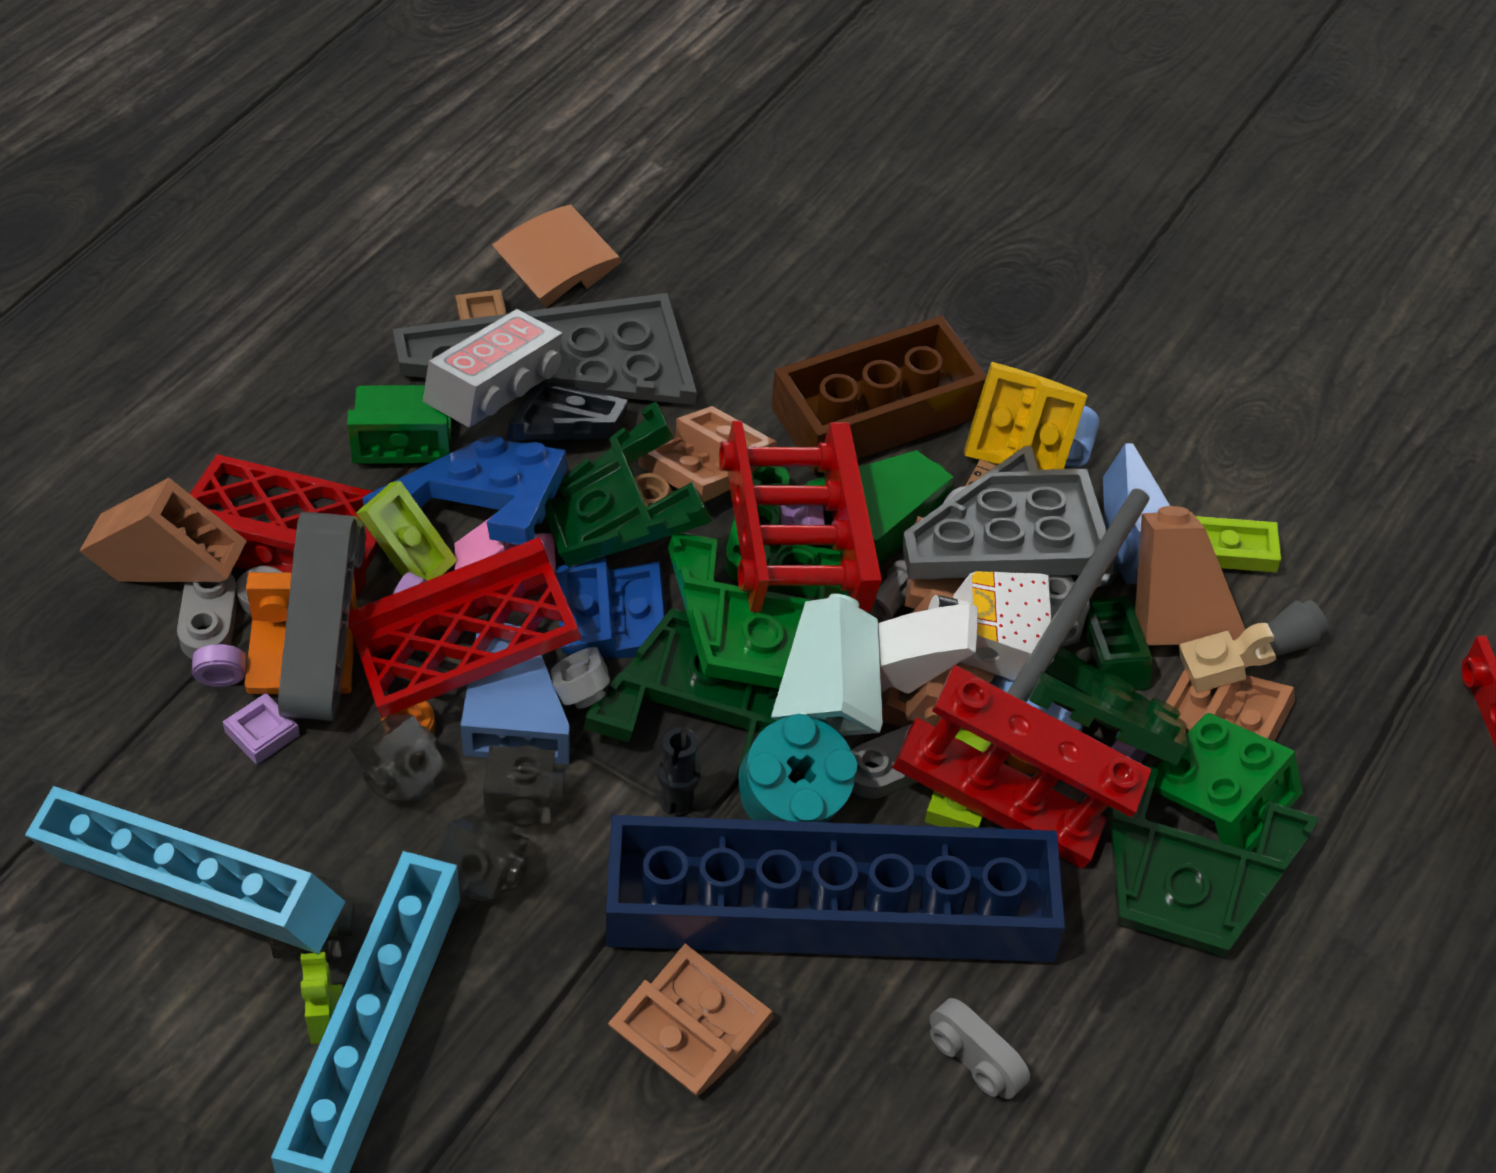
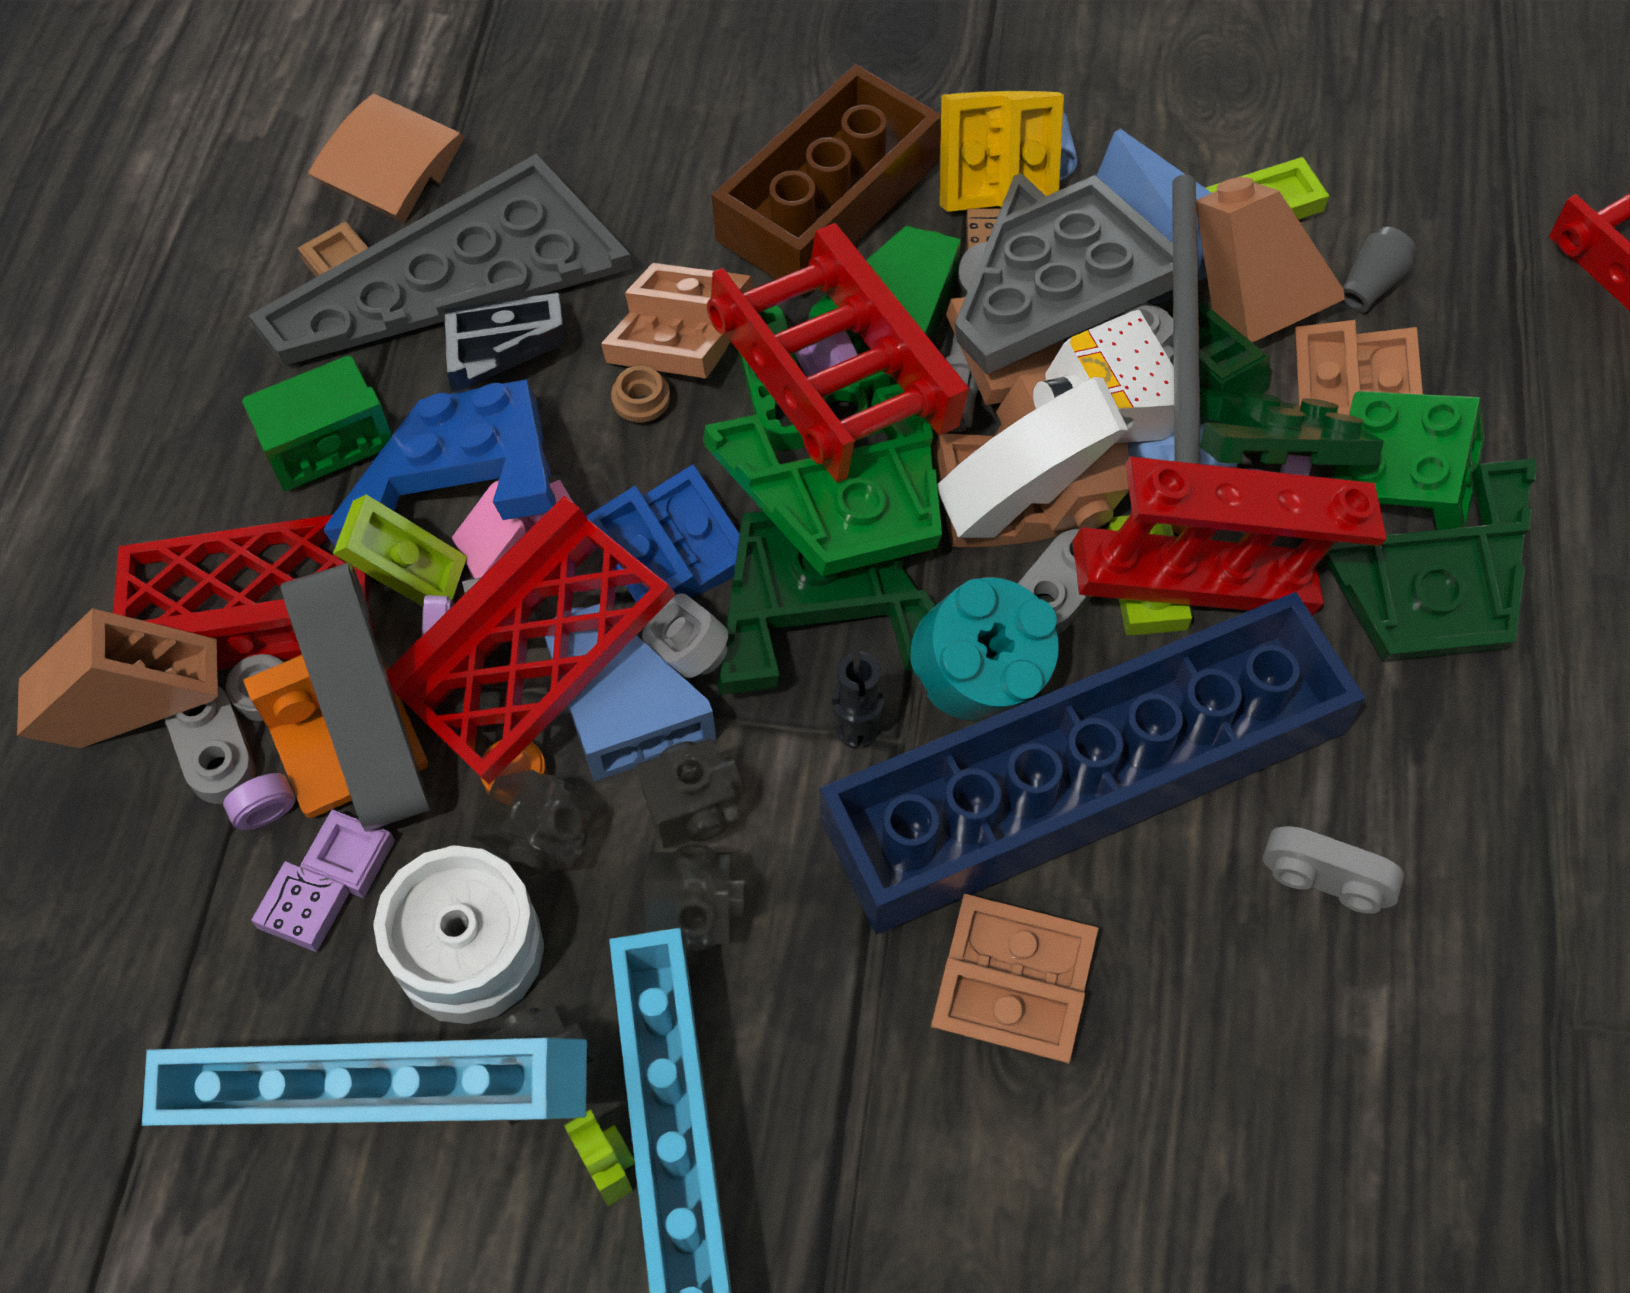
camera: 20 degrees left, 10 degrees up
(209, 749) = (300, 906): none -> lavender tile
(306, 806) = (459, 934): none -> white wheel
(492, 367) = (398, 317): light grey brick -> none
(602, 504) = (604, 431): dark green wing -> none
(834, 668) = (971, 512): light aqua slope -> none
(1222, 661) = (1336, 329): tan plate -> none

